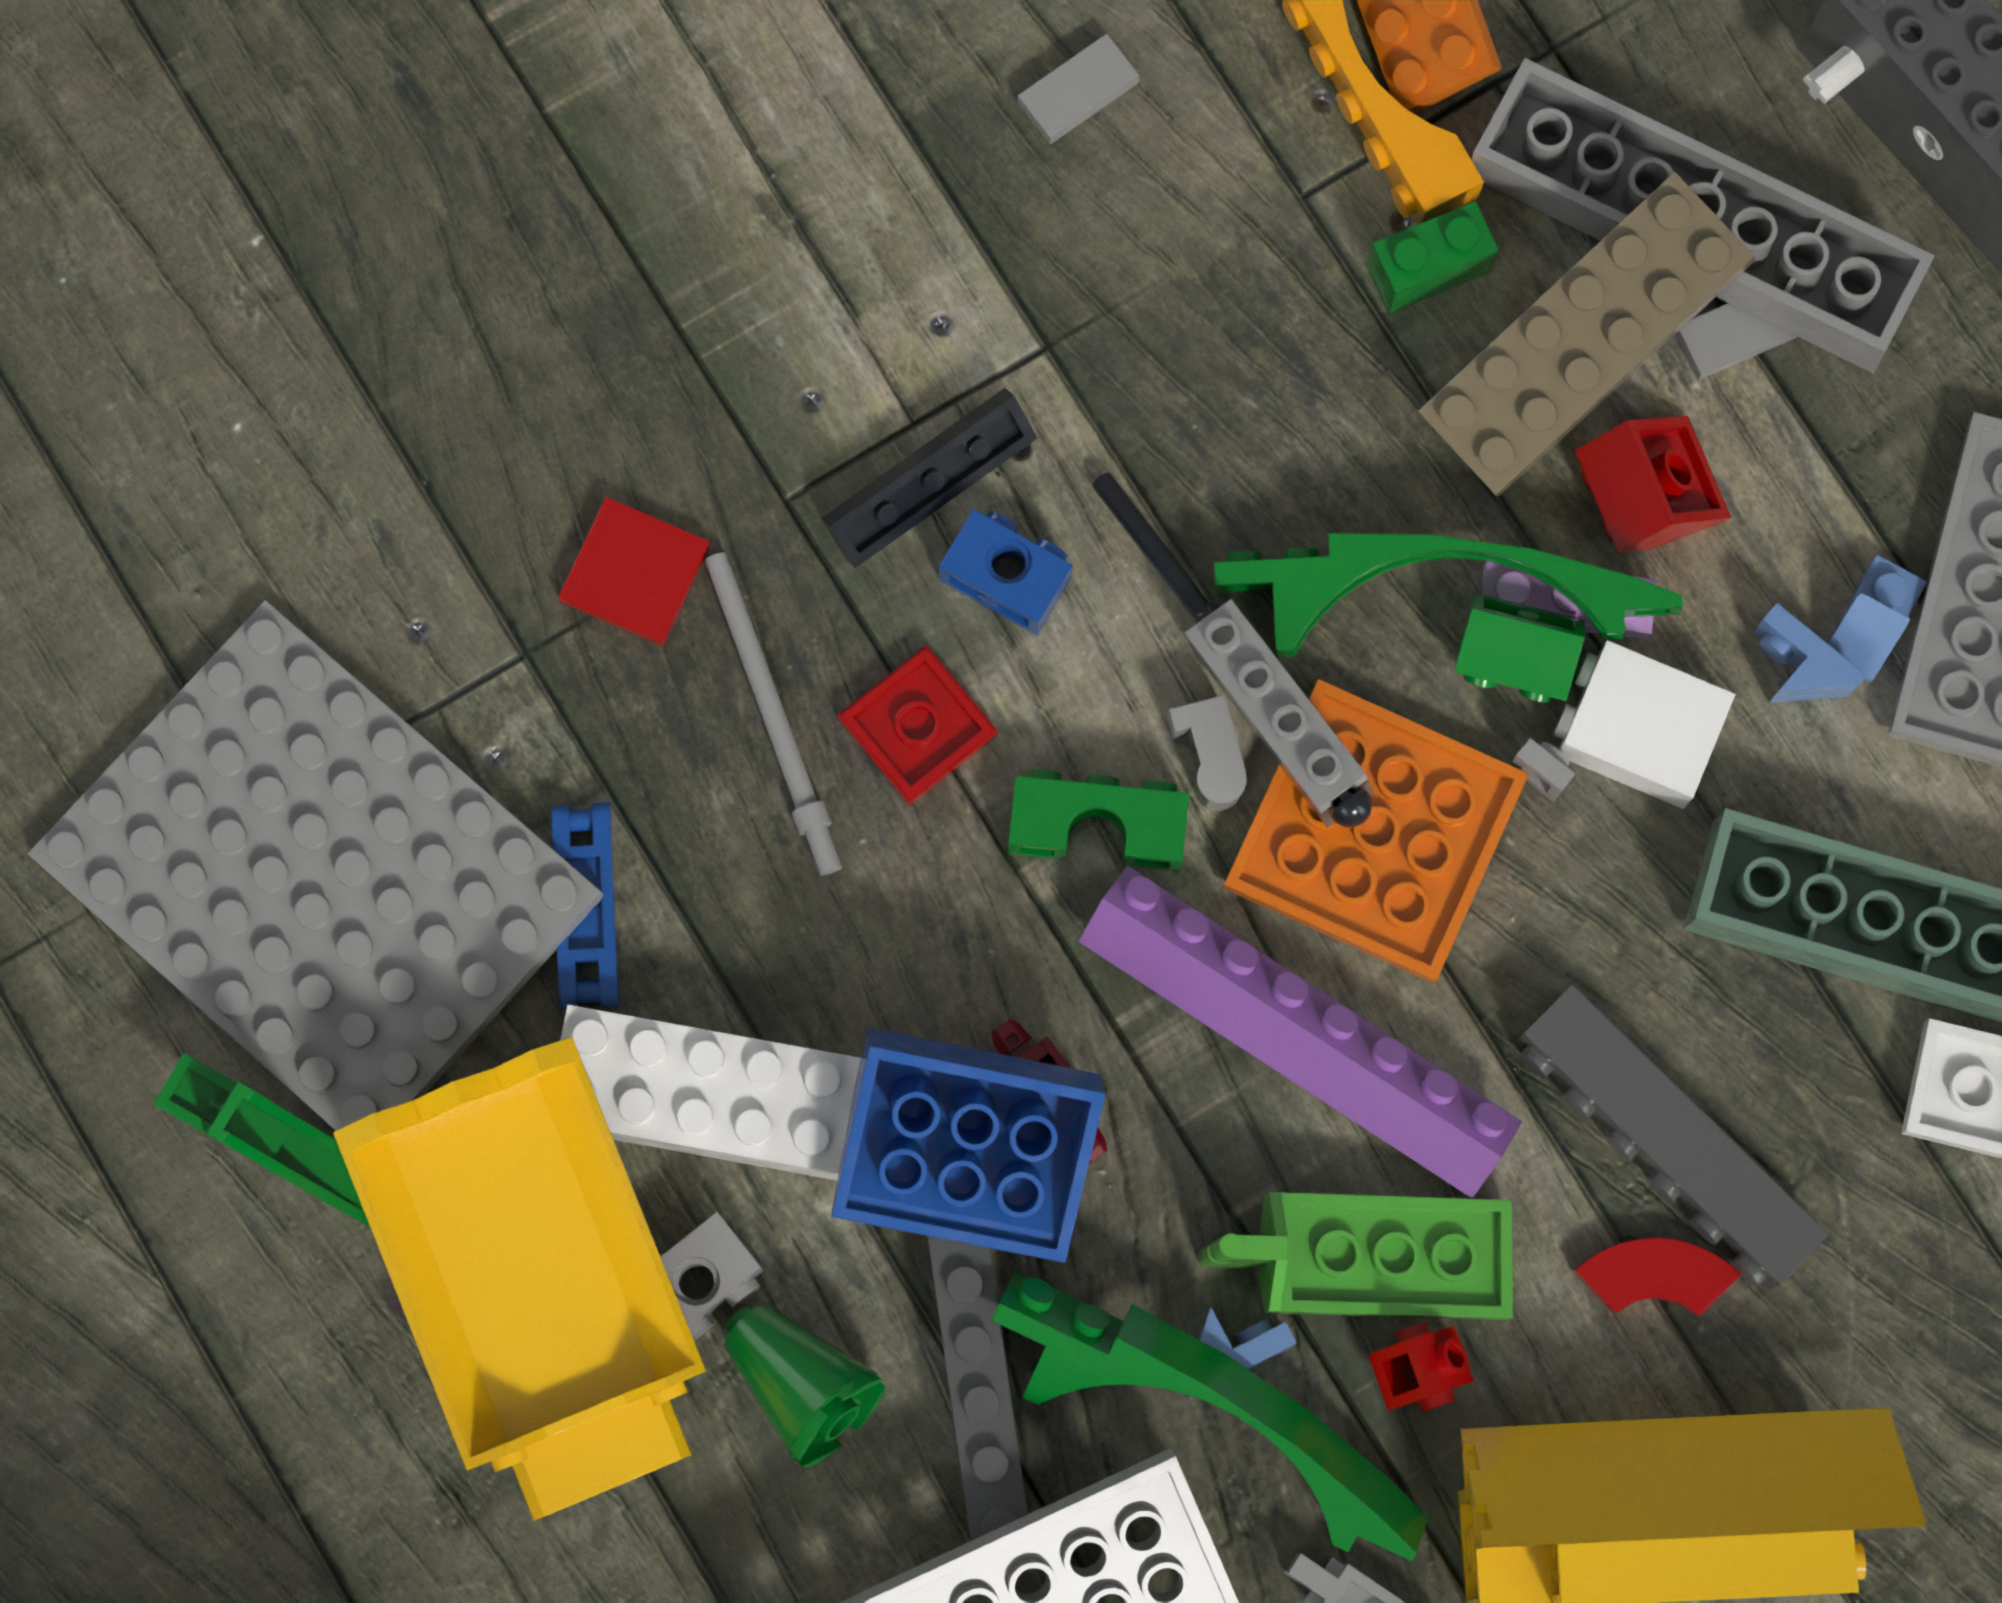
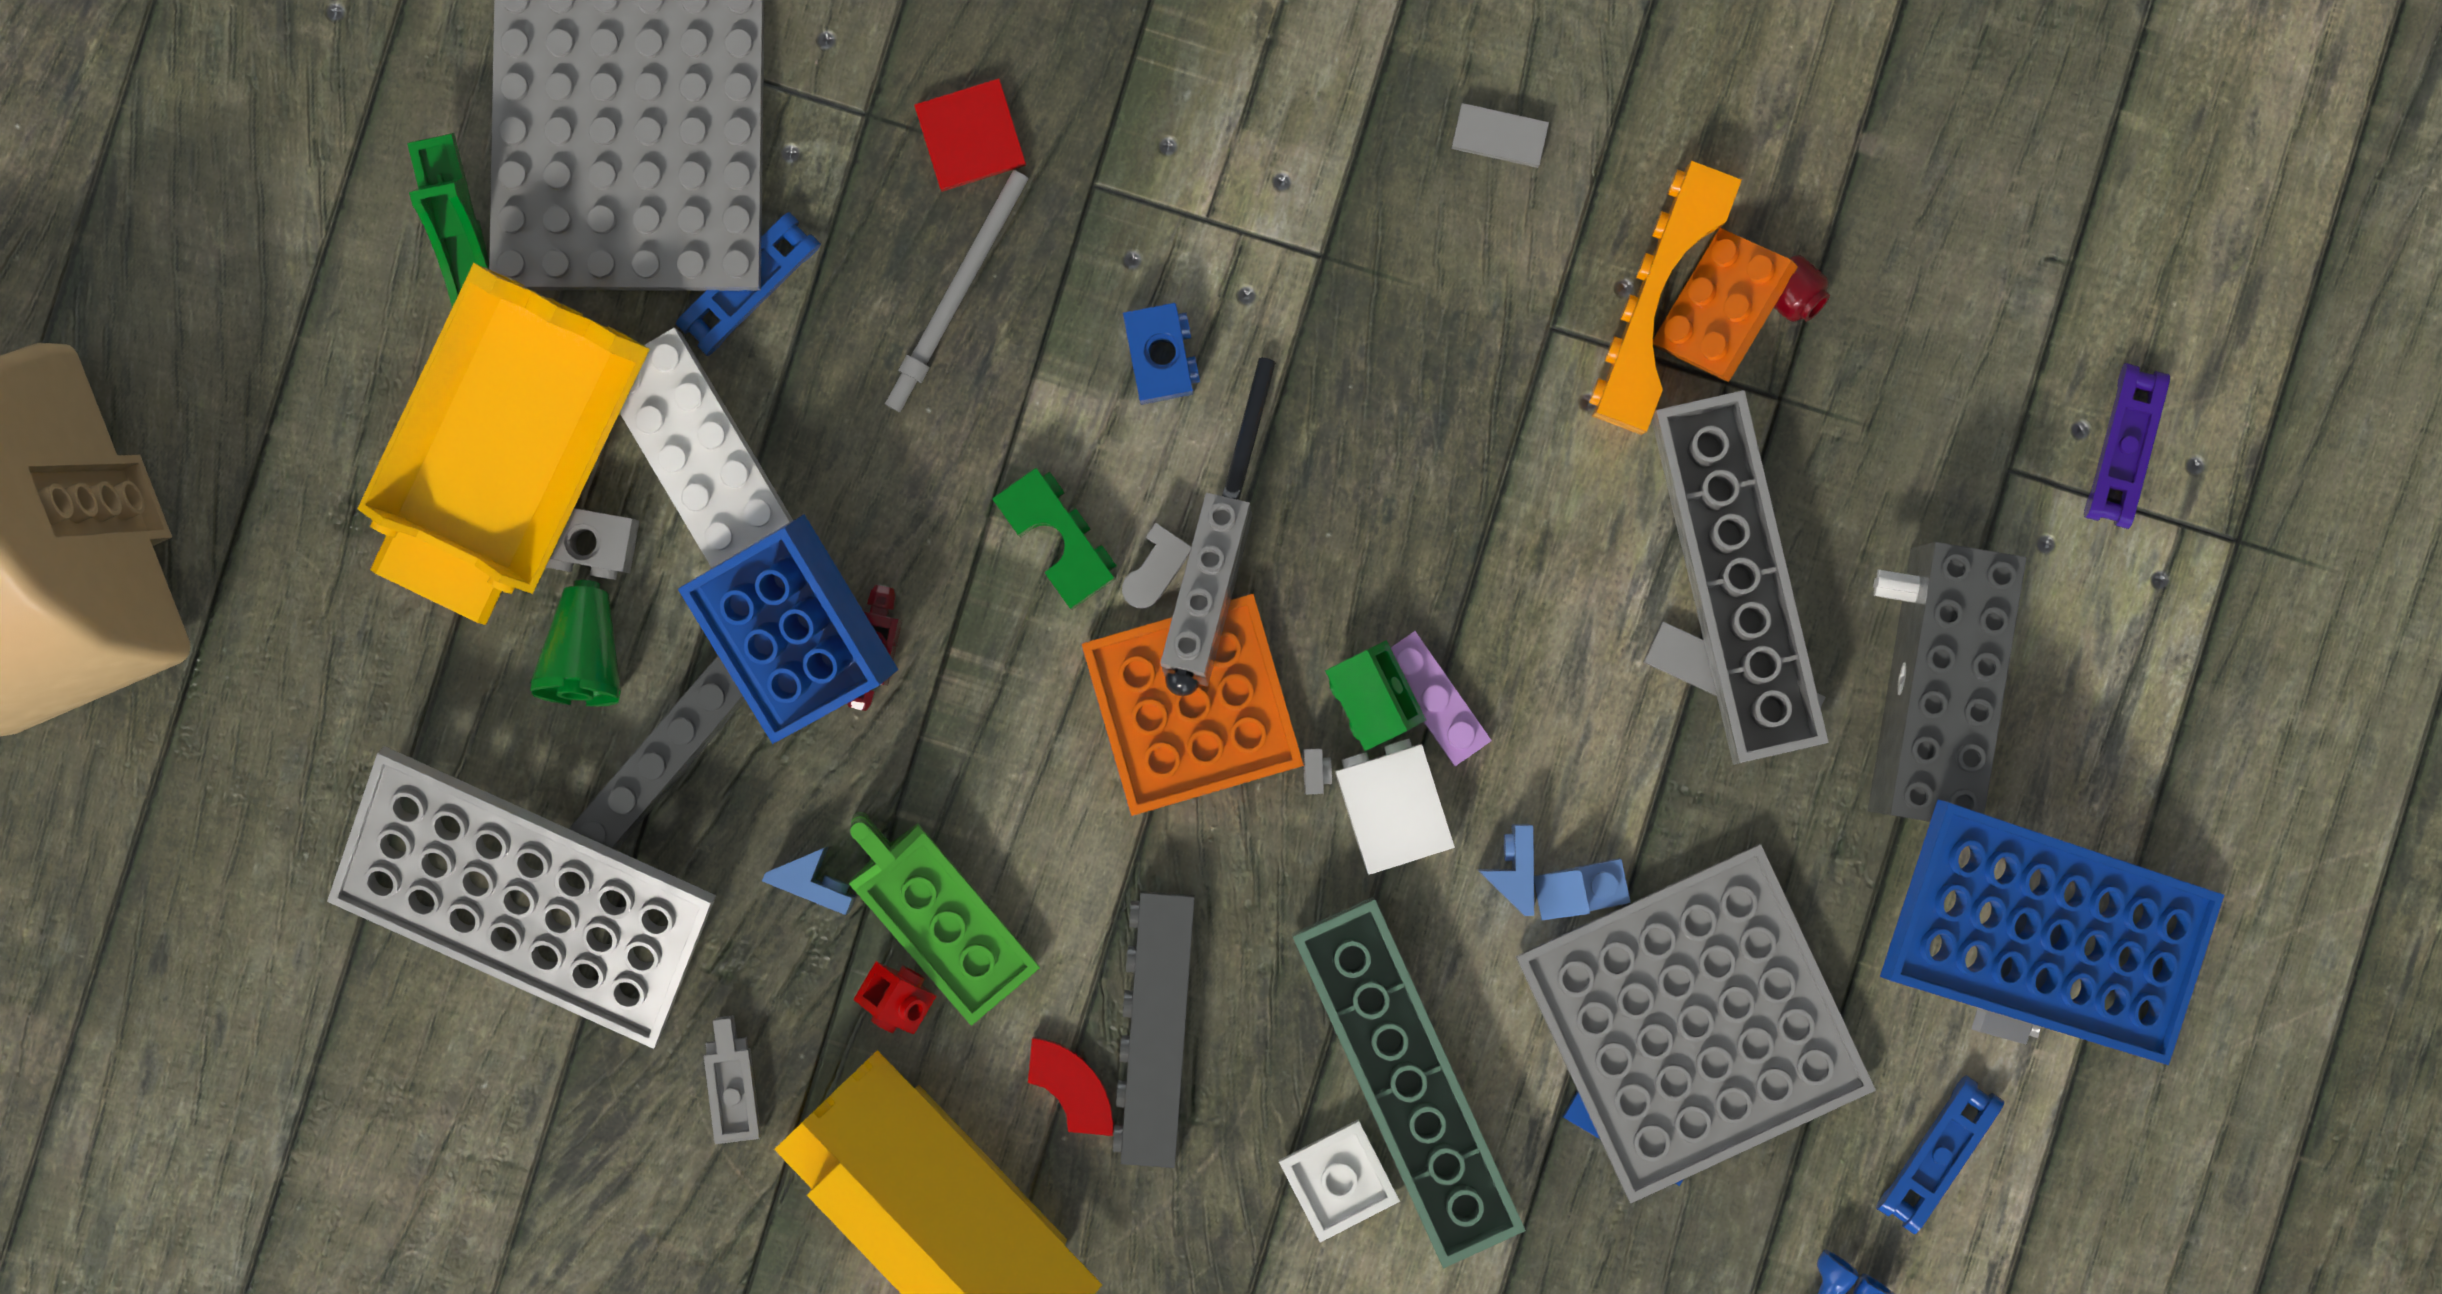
camera: 50 degrees right, 10 degrees up
(917, 725) = (1023, 382): red tile -> none
(929, 478) = (1176, 259): black plate -> none
(1097, 1349) = (742, 806): green slope -> none
(1300, 1032) = (1030, 762): medium lavender brick -> none
(1311, 585) = (1302, 539): green slope -> none
(1432, 257) = (1575, 439): green brick -> none
(1587, 334) = (1597, 575): dark tan brick -> none
(1651, 483) = (1549, 689): red slope -> none

